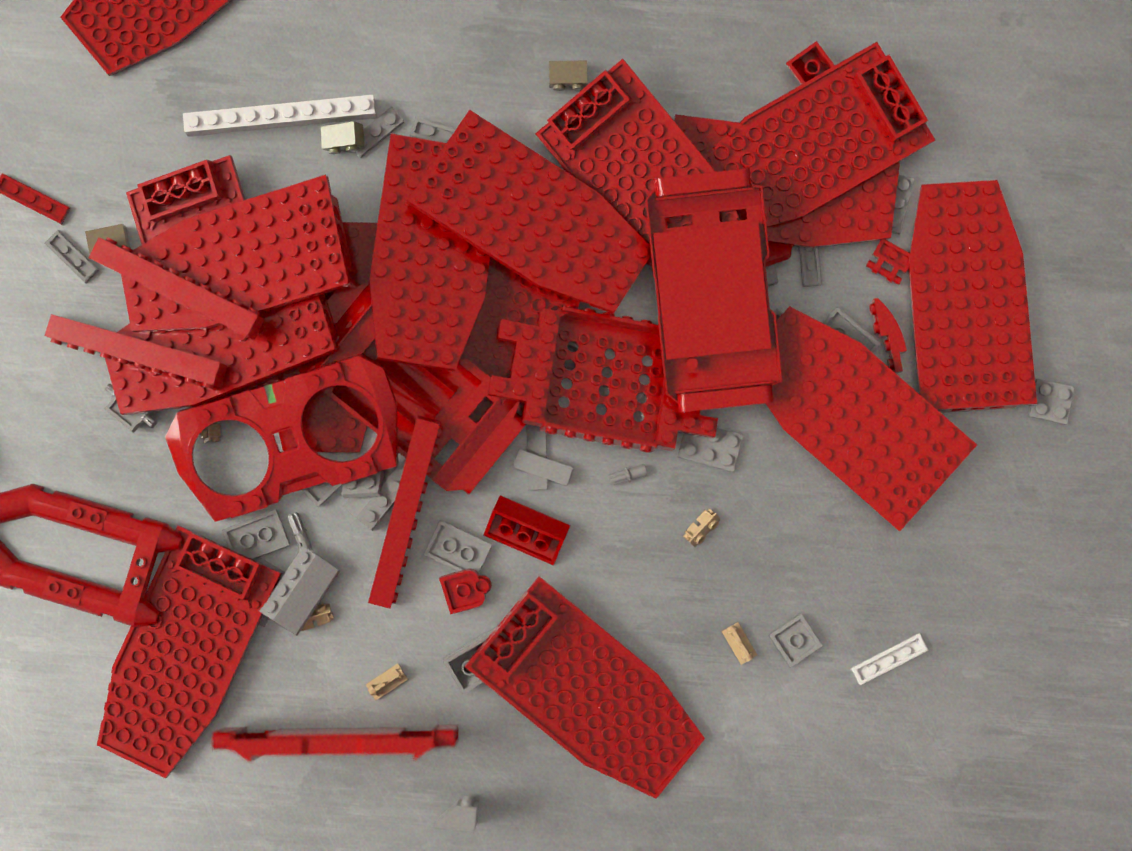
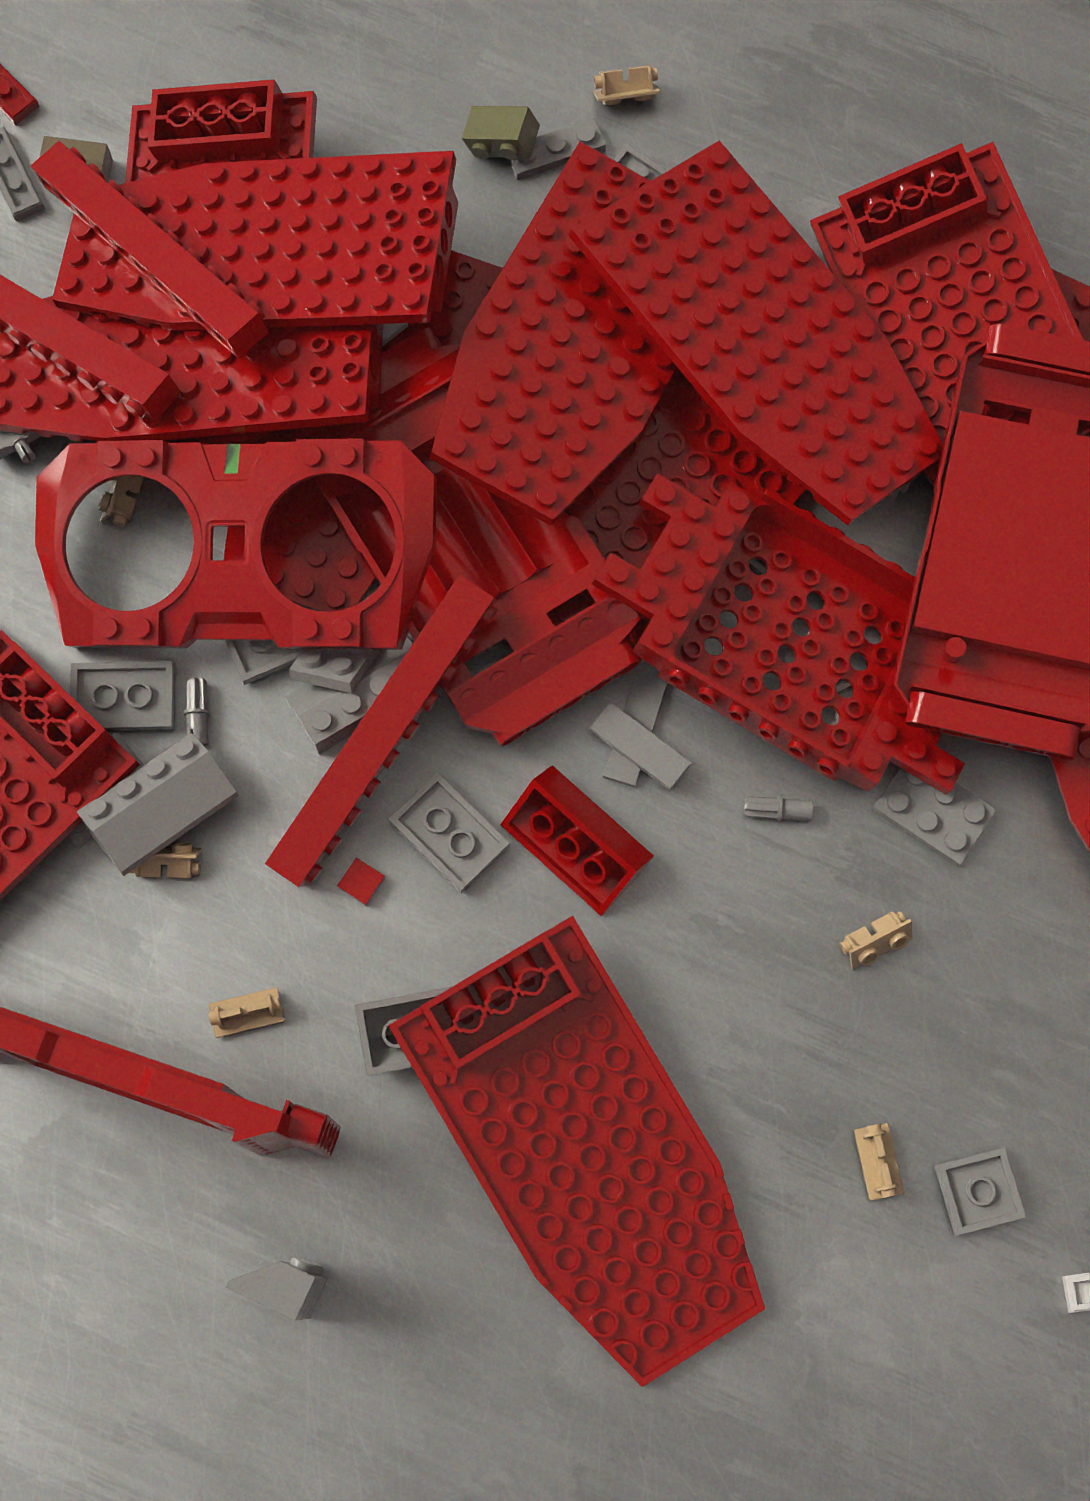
camera: 20 degrees right, 10 degrees down
(279, 115) = (410, 71): white brick -> none
(396, 85) = (638, 86): none -> tan hinge
(420, 592) = (361, 881): none -> red tile
(464, 589) = (436, 901): red plate -> none
(567, 74) = (886, 153): dark tan brick -> none

